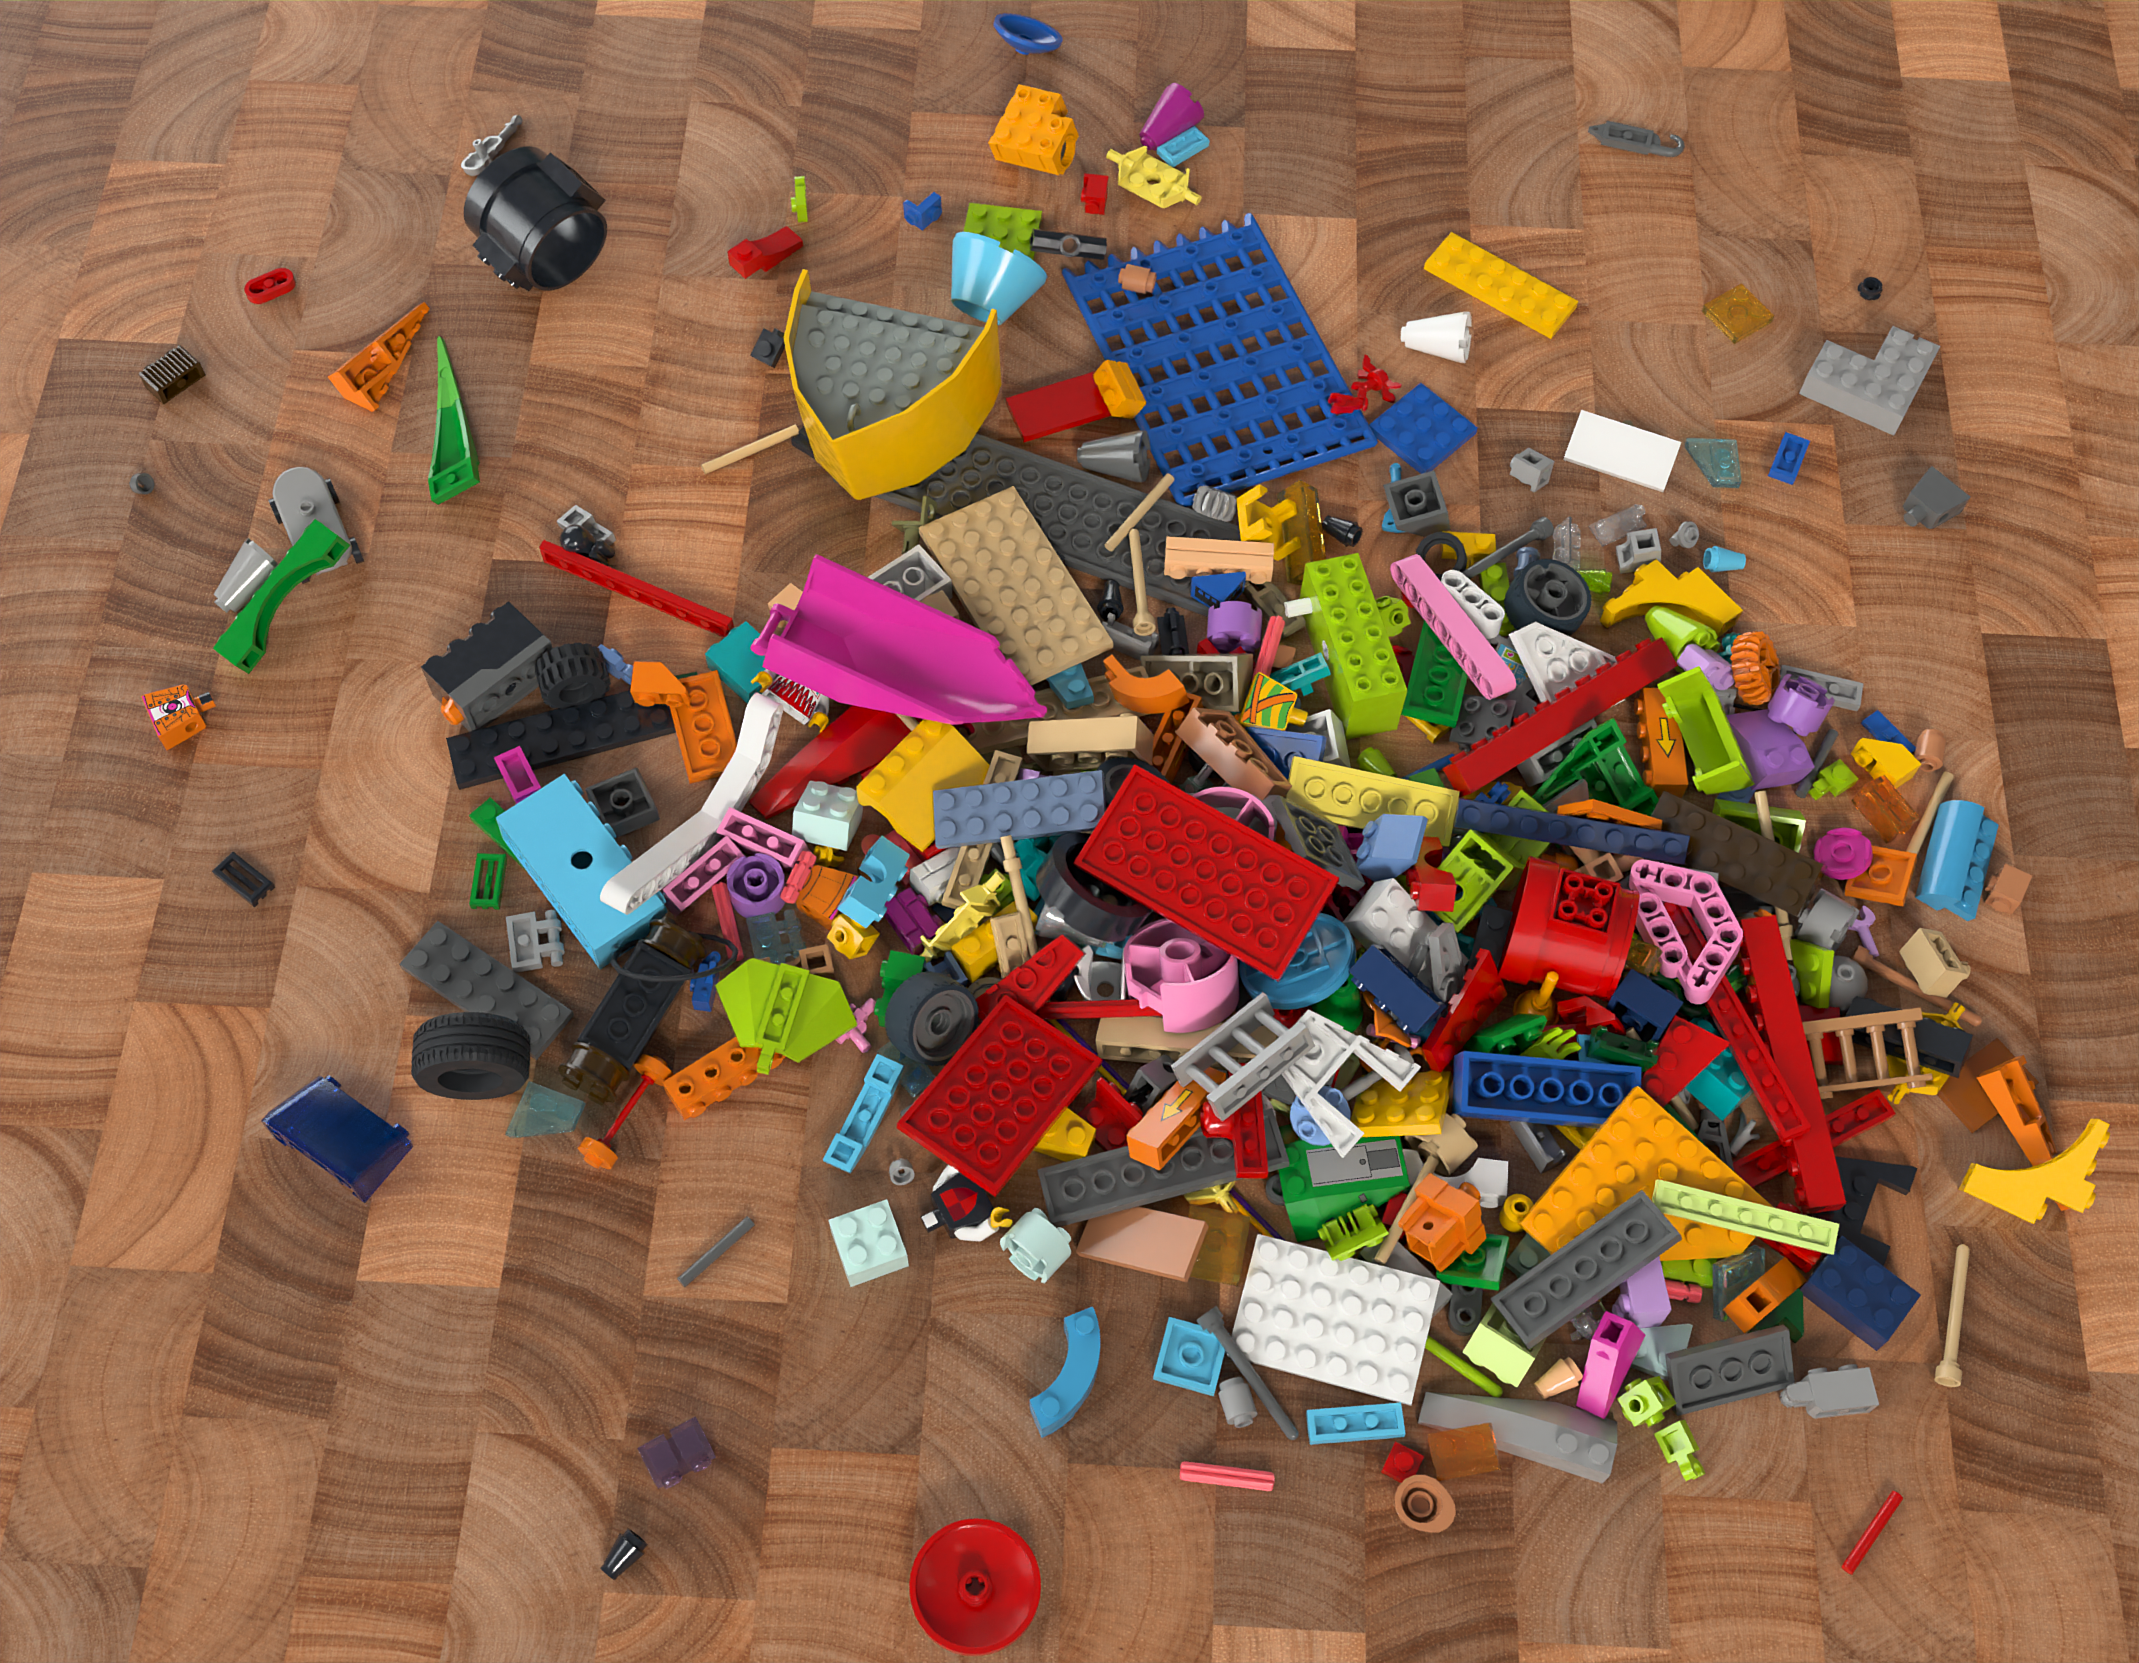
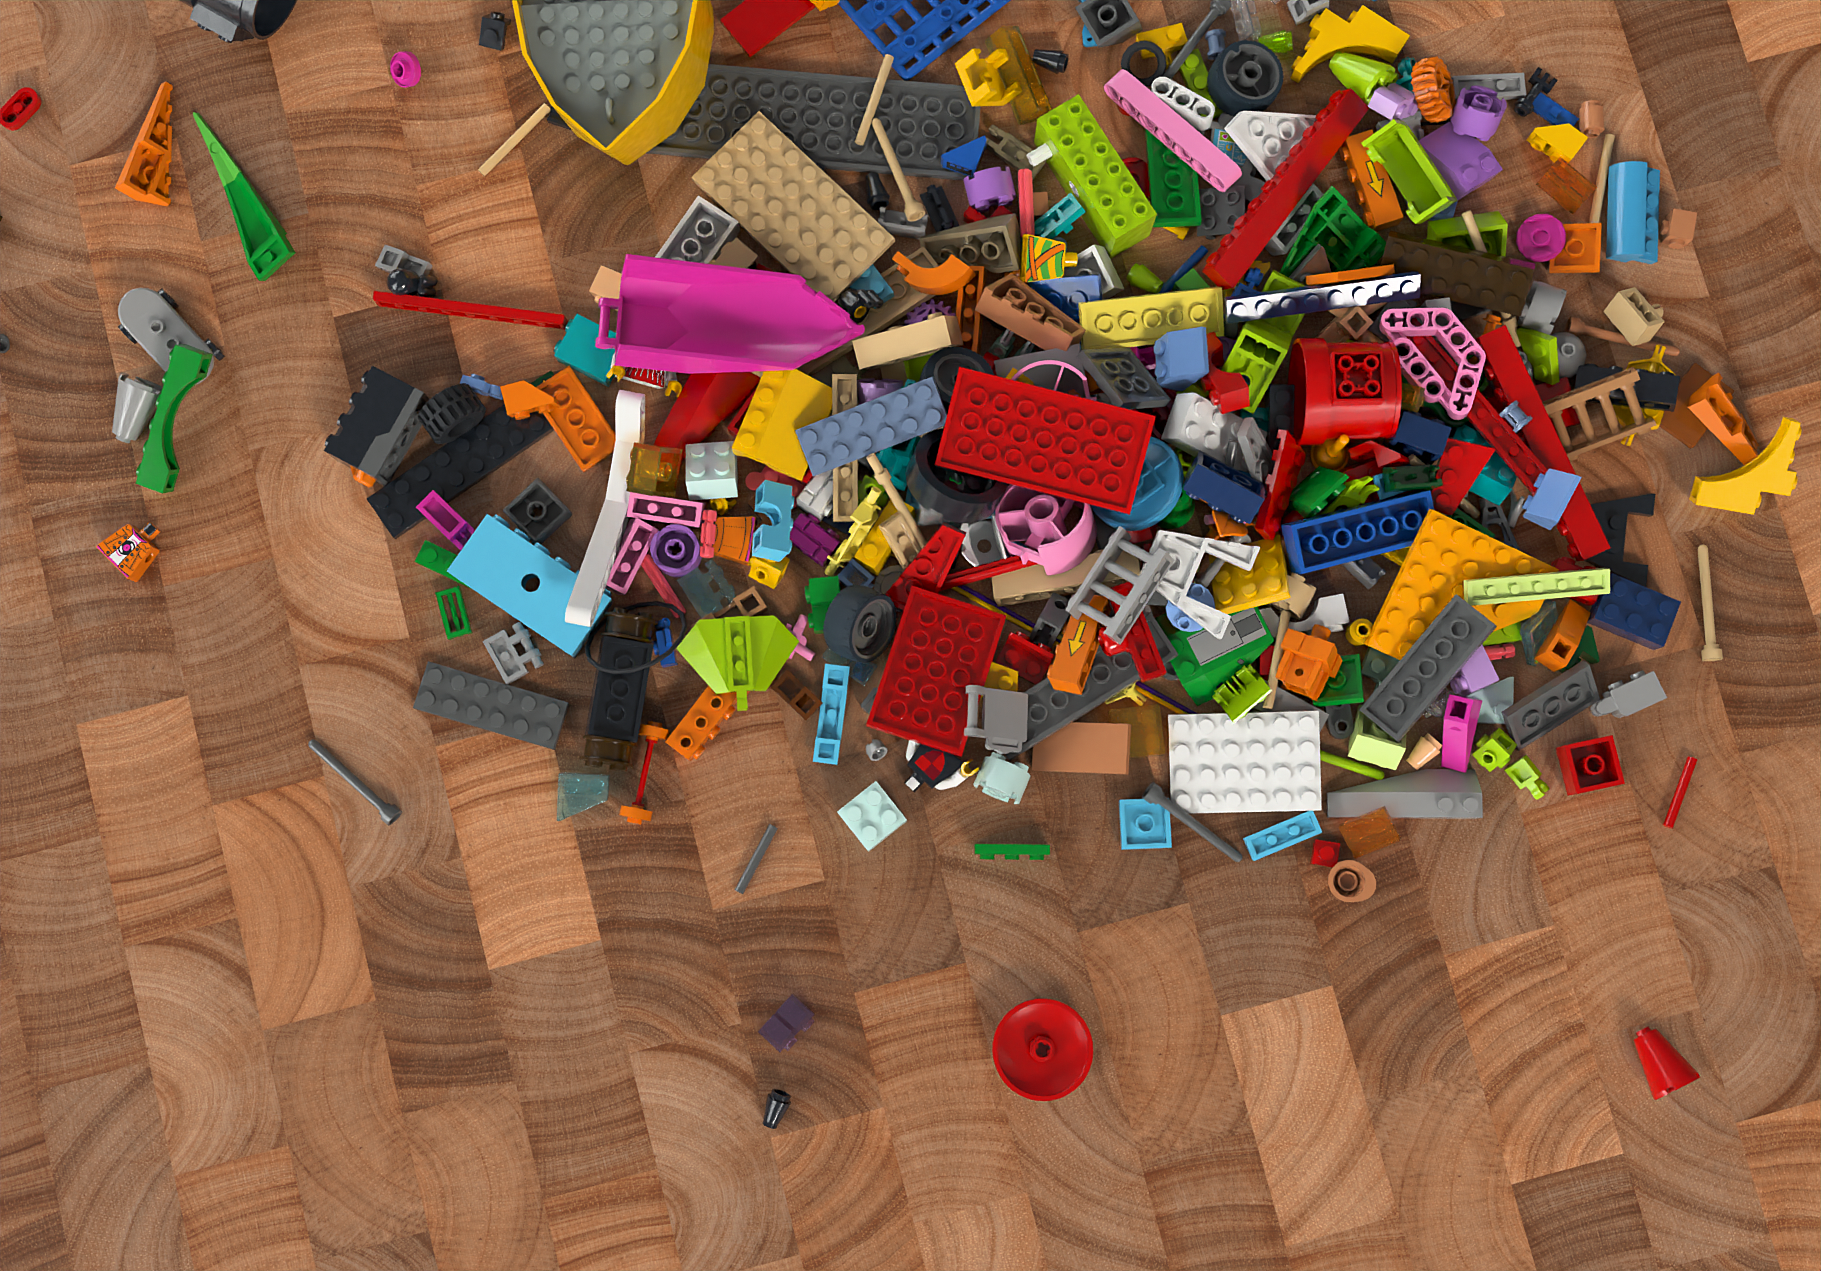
camera: 15 degrees left, 20 degrees up
(258, 892) = (272, 682): black tile -> none
(320, 1064) = (388, 812): none -> dark grey piece
(339, 1135) = (427, 865): clear blue windscreen -> none
(470, 1056) = (508, 774): black tyre -> none
(667, 354) = (405, 69): none -> dark pink plate
(765, 791) = (654, 470): none -> clear yellow brick
(832, 1082) = (796, 695): none -> reddish brown slope
(911, 529) = (685, 181): olive bracket -> none
(1020, 1336) = (1011, 851): none -> green plate
(1053, 693) = (858, 303): none -> black piece
(1058, 1171) = (1002, 718): none -> light grey piece
(1073, 1385) = (1065, 867): dark azure brick -> none
(1118, 455) = (837, 48): dark grey cone -> none
(1210, 557) = (957, 127): light nougat brick -> none
(1215, 503) = (936, 71): light grey gear -> none
(1226, 1476) = (1198, 905): coral axle -> none
(1237, 1402) = (1190, 848): light grey brick -> none
(1393, 614) = (1117, 132): lime brick -> none
(1565, 861) = (1317, 320): orange cylinder -> none
(1762, 1457) = (1590, 765): none -> red brick
(1763, 1015) = (1515, 416): none -> sand blue bush
(1783, 1112) = (1550, 498): none -> medium blue slope
(1818, 761) = (1501, 157): dark grey bar -> none
(1833, 778) = (1518, 170): lime plate -> none
(1842, 1126) = (1592, 475): red plate -> none
(1856, 717) = (1524, 106): none -> black hinge
(1862, 928) = (1571, 301): lavender bar -> none

